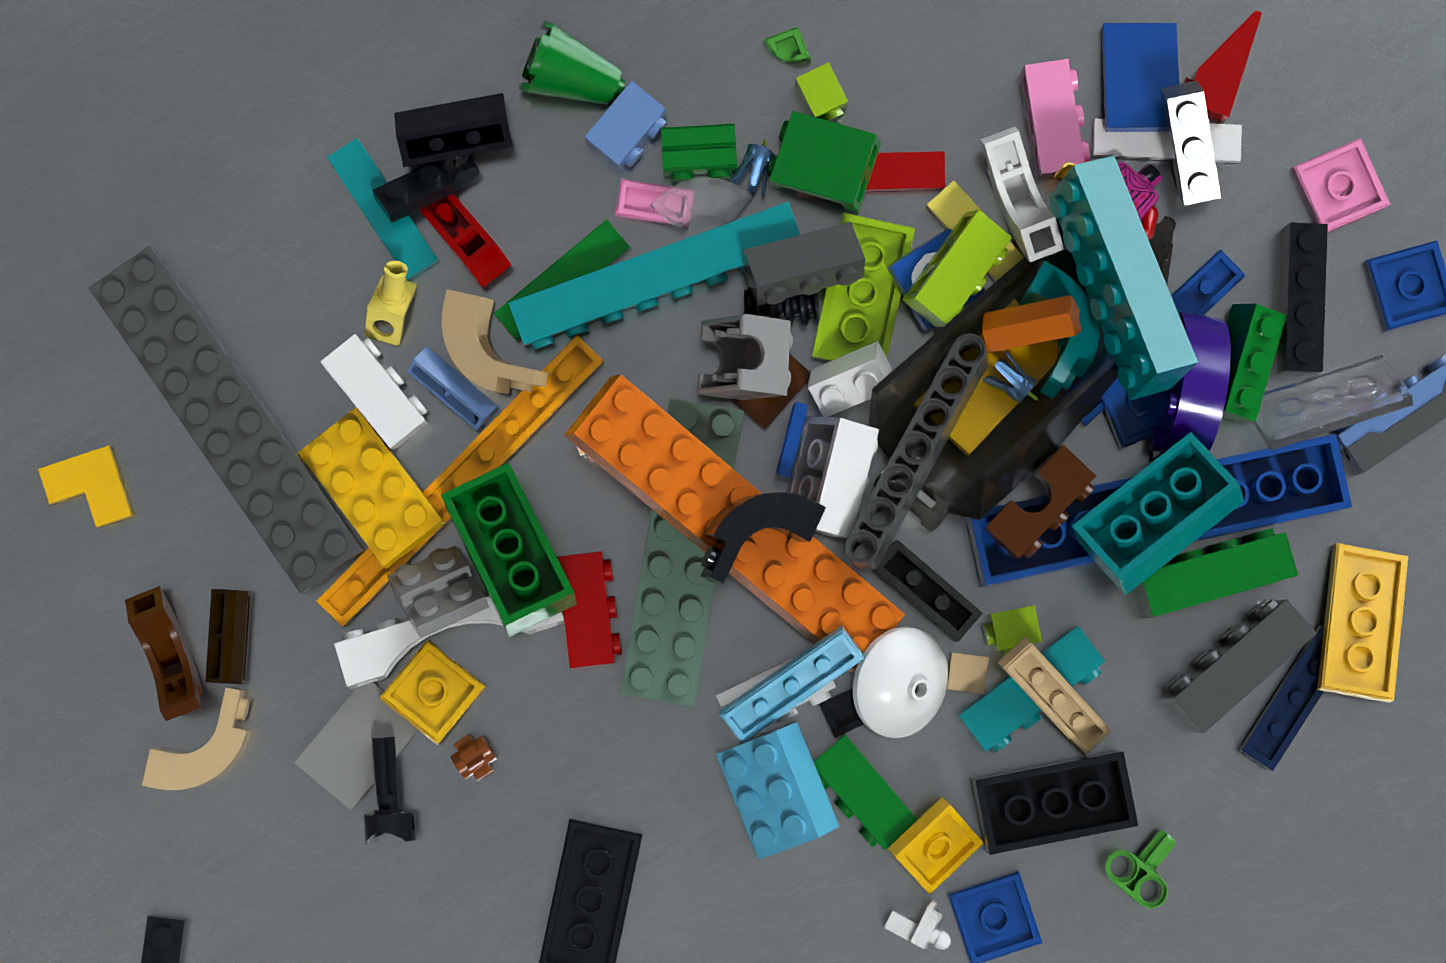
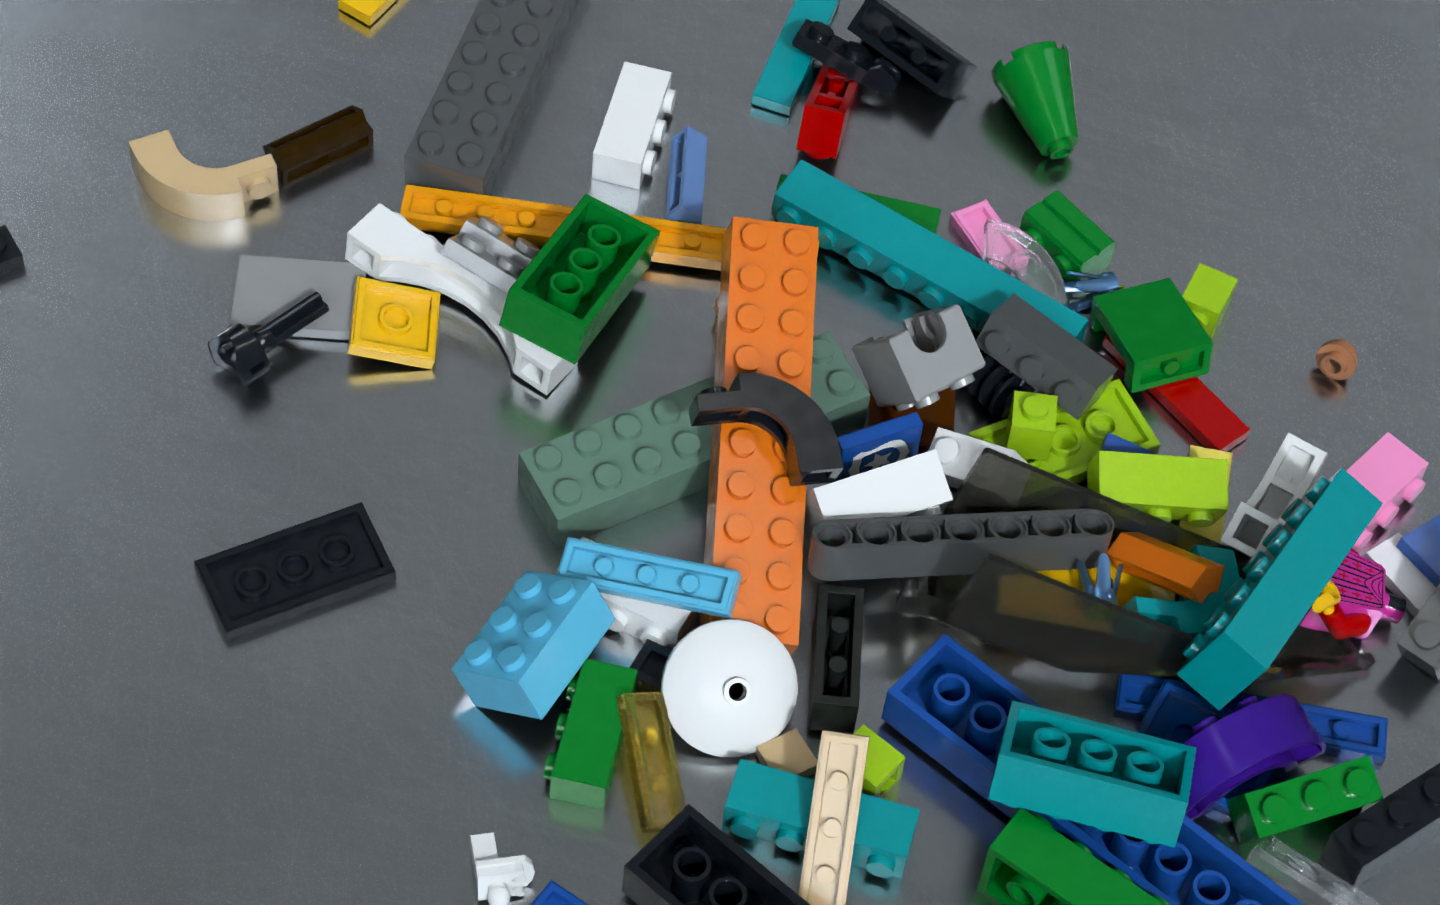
camera: 50 degrees right, 30 degrees down
(166, 652) = (270, 100): reddish brown arch -> none
(371, 487) = (543, 168): yellow plate -> none
(390, 303) = (721, 89): light yellow bracket -> none
(468, 344) = (741, 163): tan arch -> none
(473, 757) = (359, 385): dark orange gear -> none
(589, 622) = (576, 393): red brick -> none
(626, 127) = (1033, 170): medium blue brick -> none
(788, 47) = (1221, 255): bright green tile -> none
(848, 317) = (1031, 424): none -> lime brick
(915, 770) = (651, 758): none -> clear yellow tile
(933, 39) = (1343, 353): none -> nougat plate
(935, 845) = (591, 823): yellow plate -> none
(1065, 481) = (972, 679): reddish brown arch -> none

